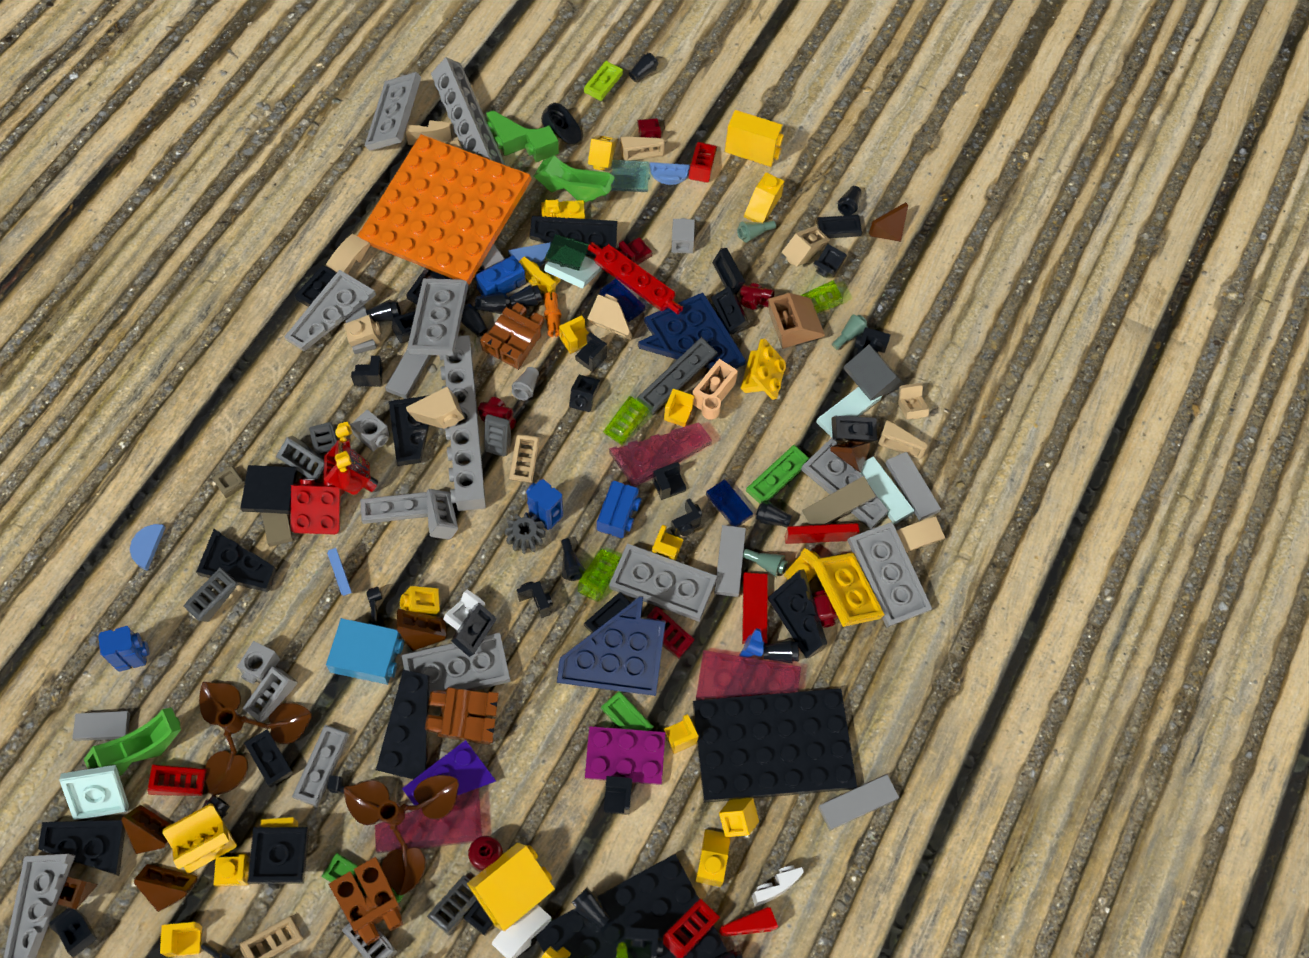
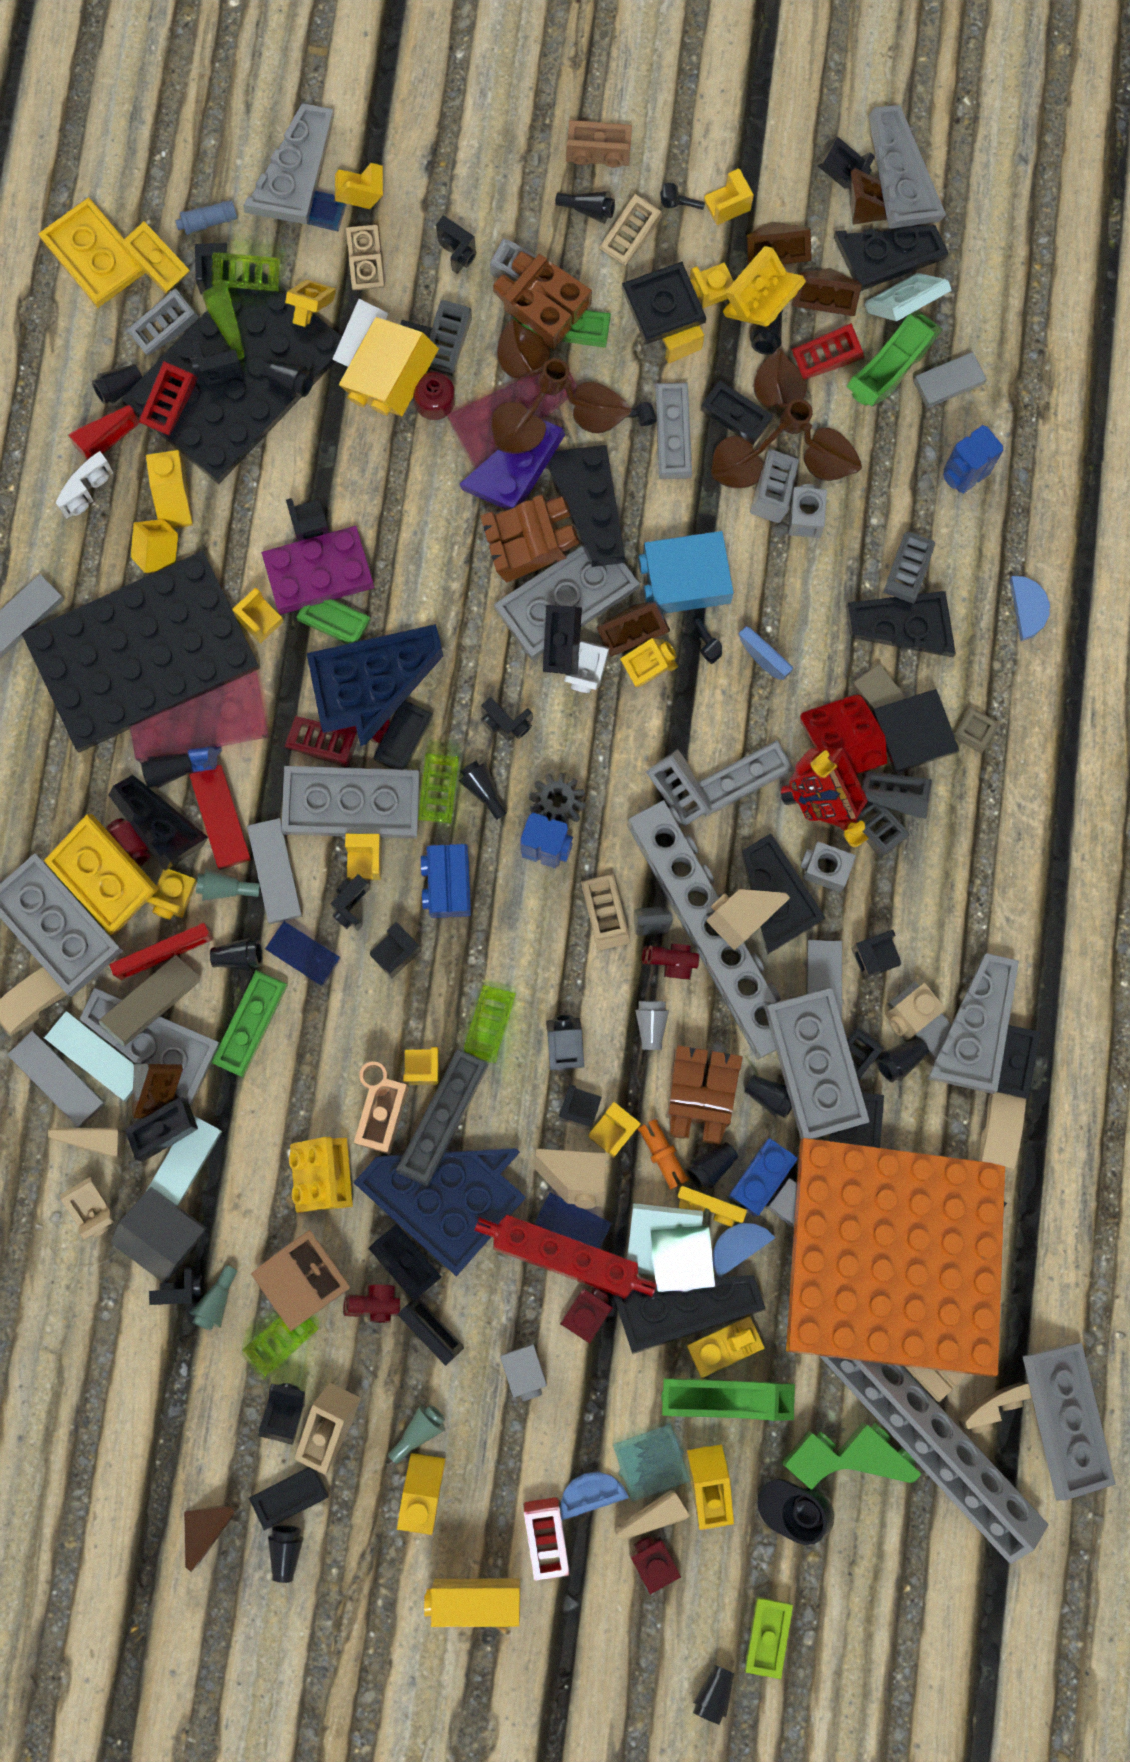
camera: 160 degrees right, 15 degrees up
(492, 303) = (754, 1131): black cone -> none
(641, 458) = (428, 985): clear pink wing -> none

